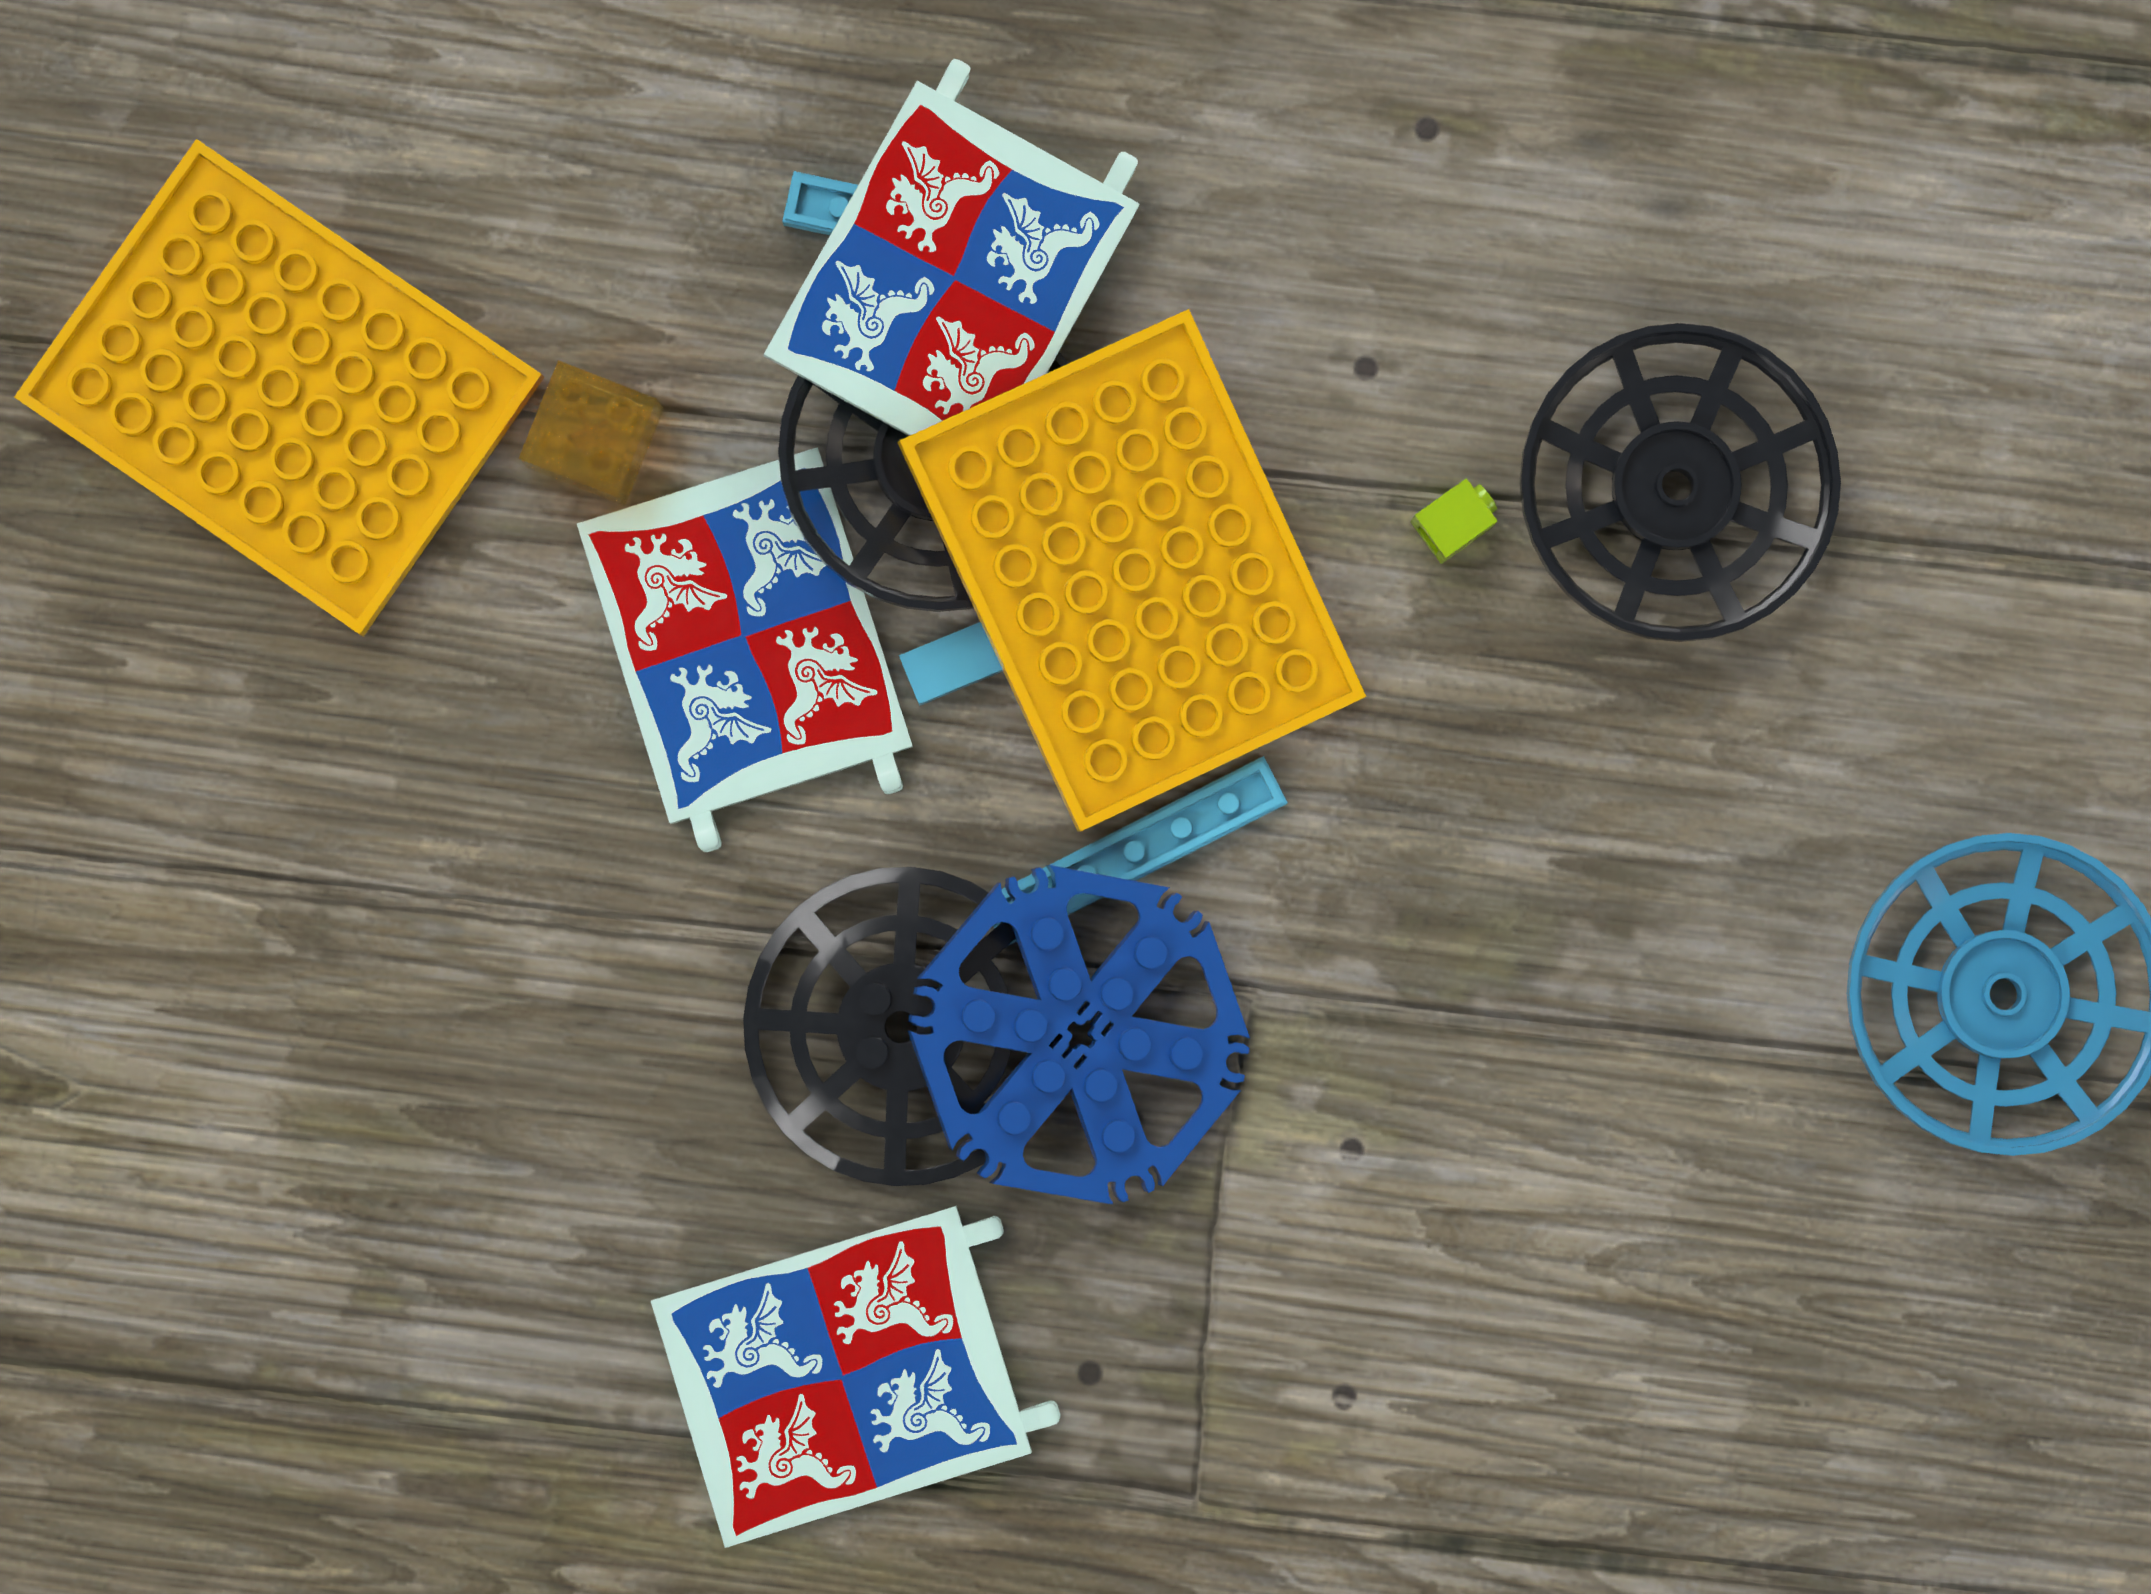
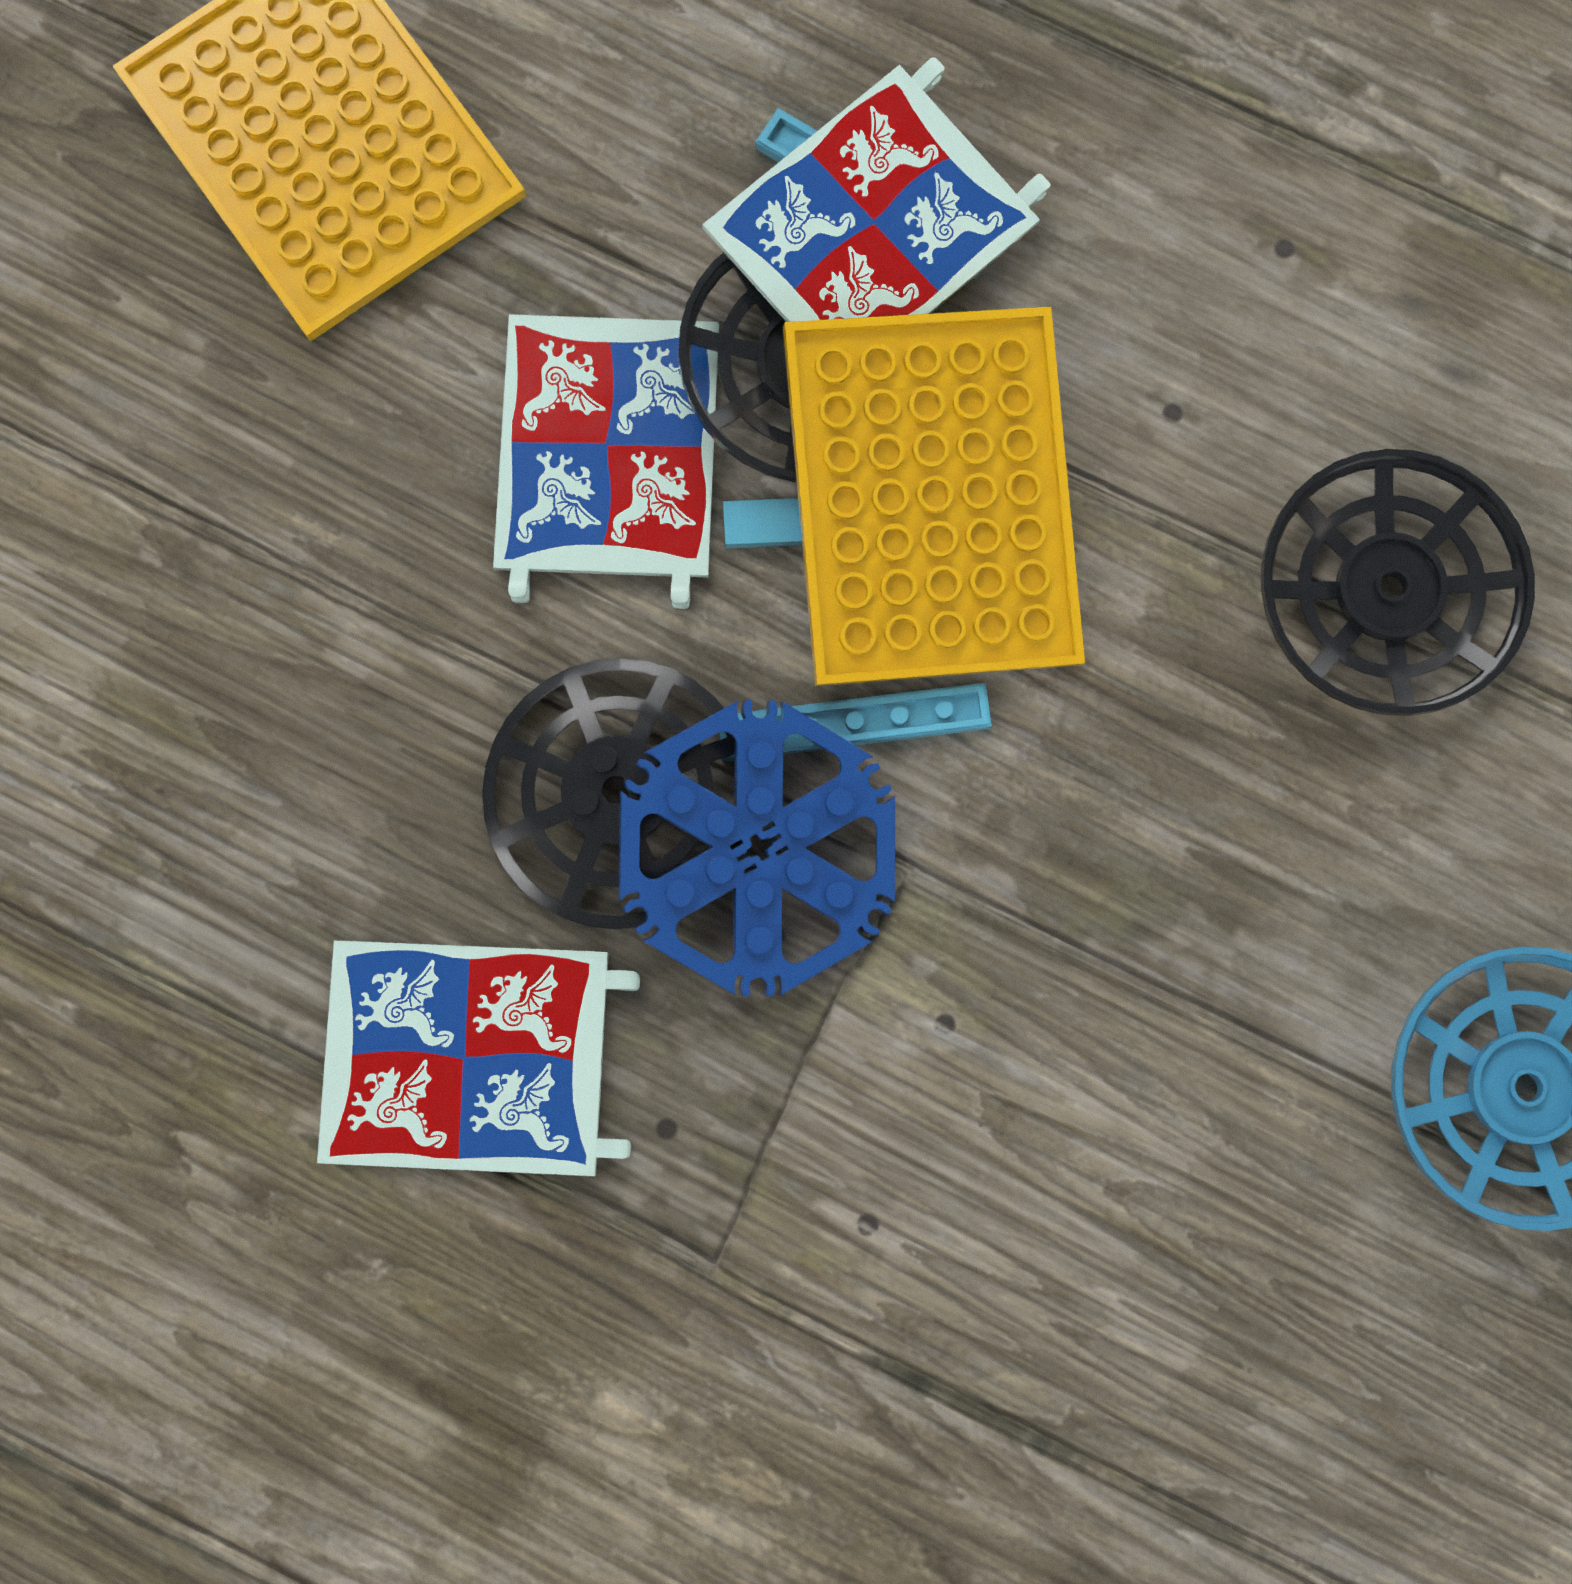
camera: 15 degrees right, 5 degrees down
(591, 433) = (546, 246): clear yellow brick -> none
(1455, 519) = (1204, 550): lime brick -> none

